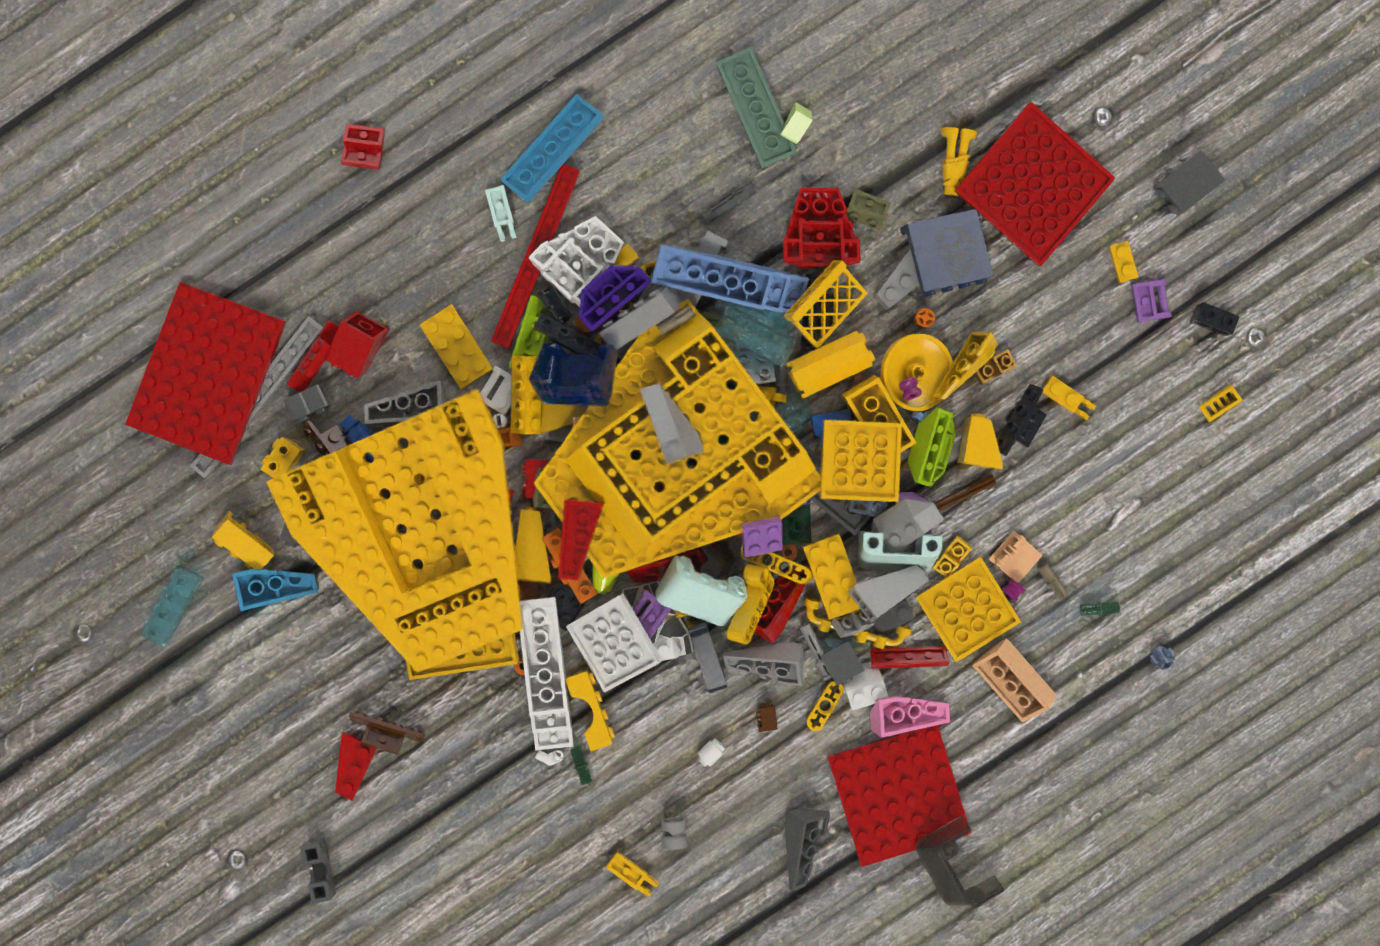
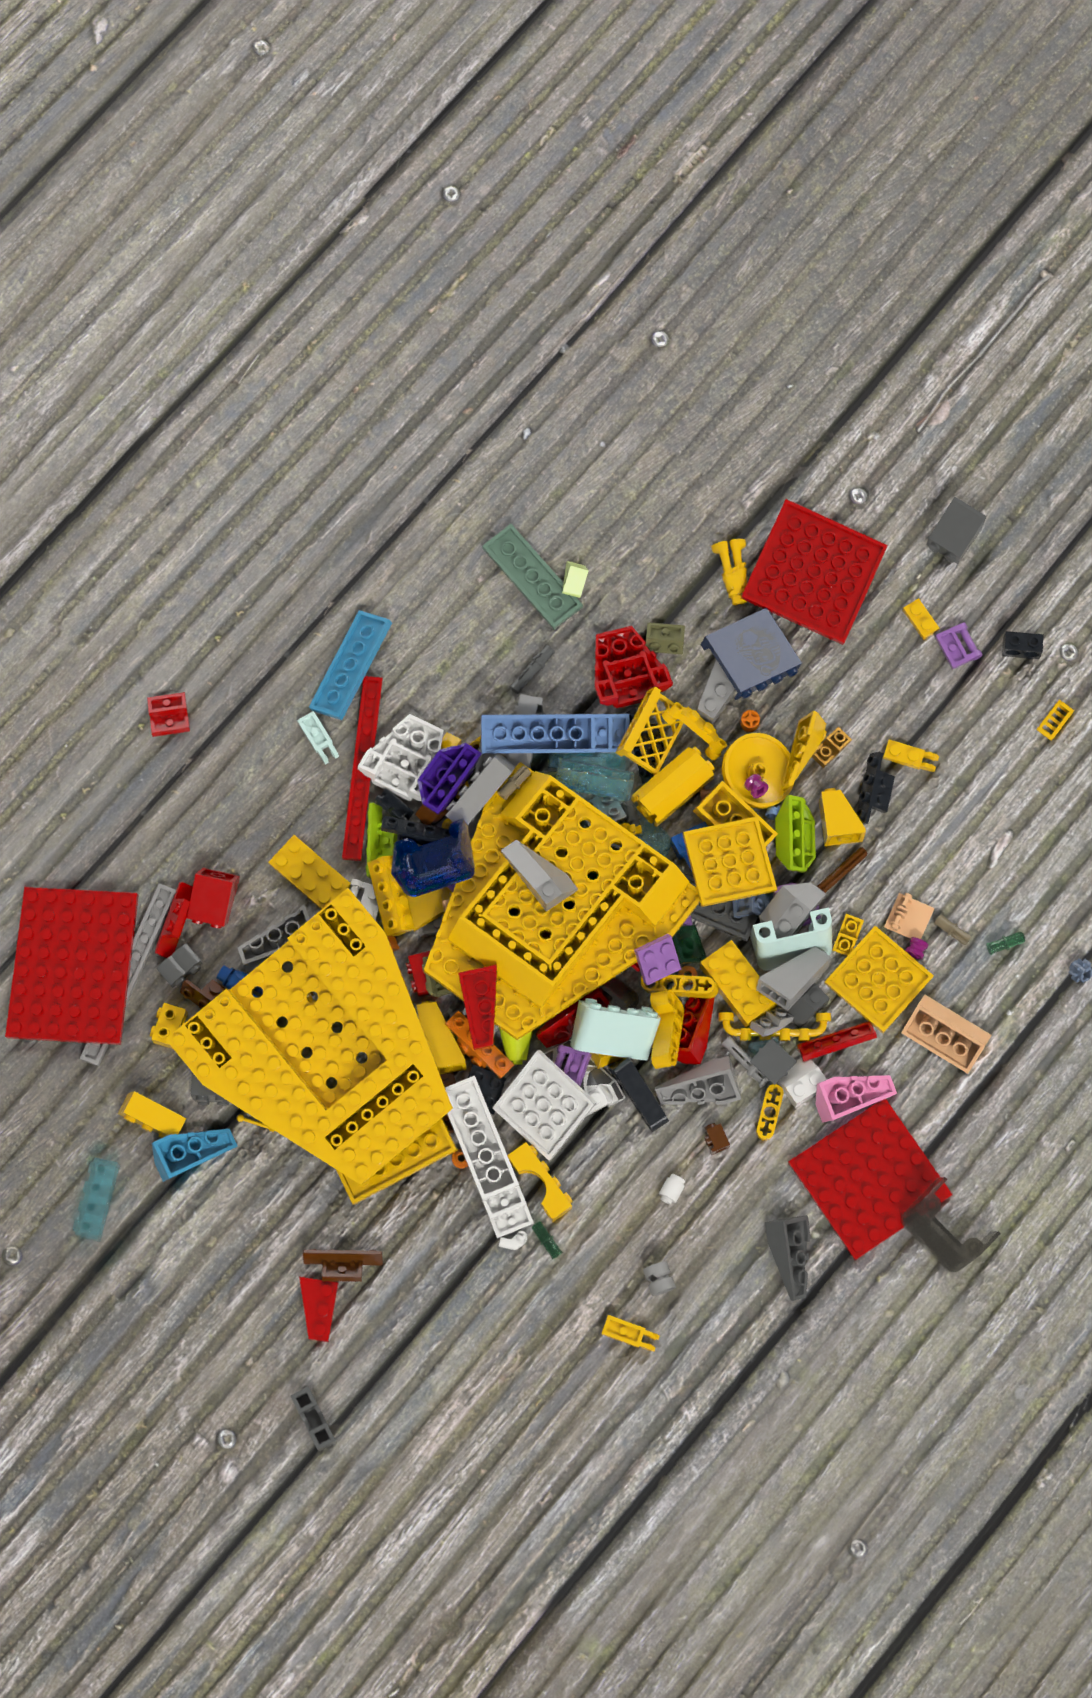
camera: 15 degrees left, 15 degrees down
(873, 311) = (699, 726): none -> yellow plate

